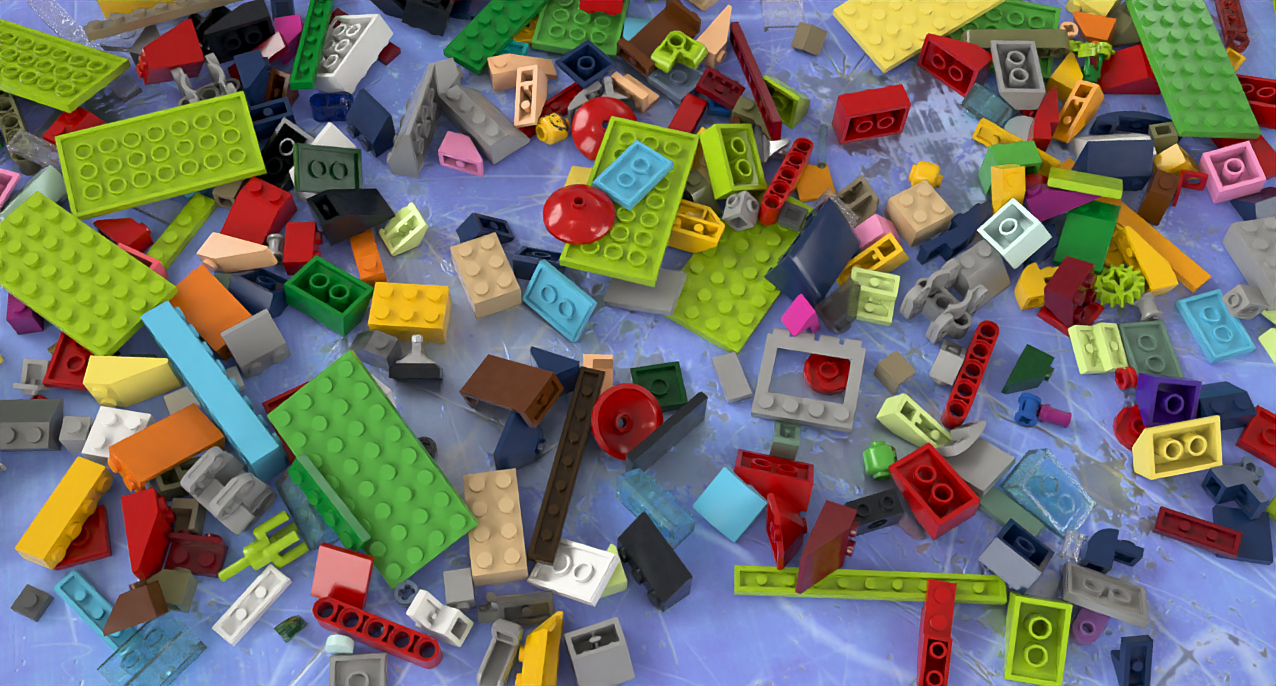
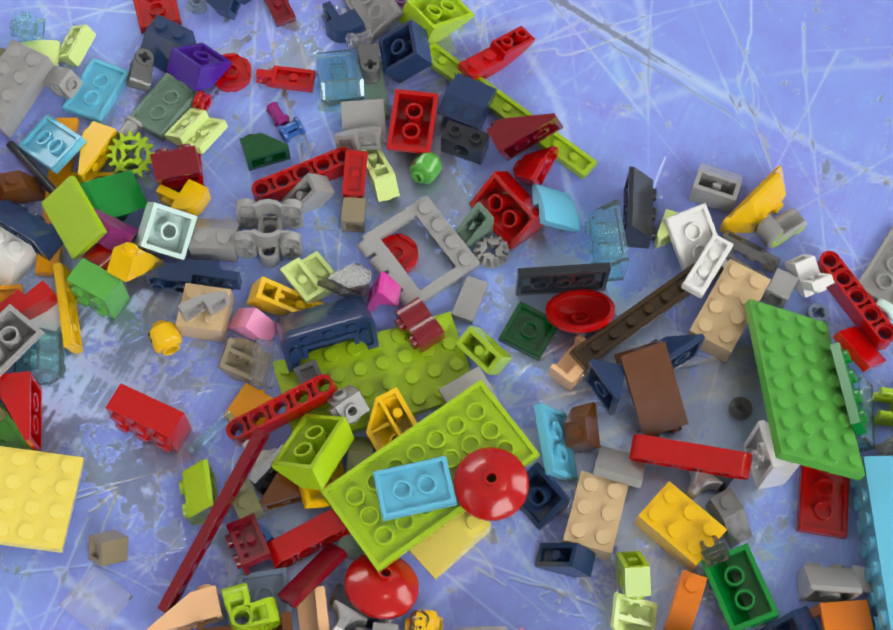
camera: 140 degrees left, 5 degrees up
(364, 286) = (714, 554): none -> clear smoke tile
(422, 244) = (633, 574): none -> lime brick
(435, 354) = (691, 456): none -> red beam
(493, 320) = (618, 467): none -> light grey tile
(542, 542) = (707, 266): none -> white tile
(547, 329) = (582, 428): none -> reddish brown slope
(657, 98) = (312, 575): none -> dark red tile
(671, 323) = (483, 350): none -> lime brick
(747, 310) = (419, 325): none -> dark red brick
(758, 441) = (487, 259): none -> light grey gear
(908, 550) = (467, 101): none -> dark blue slope
(917, 193) = (212, 302): none -> light grey slope
(929, 397) = (354, 174): none -> red hinge
(1038, 521) = (369, 62): none -> dark grey piece
(1089, 455) = (287, 78): none -> red hinge
(1167, 223) = (31, 167): none -> black piece
(1178, 448) = (233, 33): light yellow slope -> none
(1183, 246) = (52, 143): none -> medium azure tile
(1200, 358) = (141, 70): none -> dark grey piece

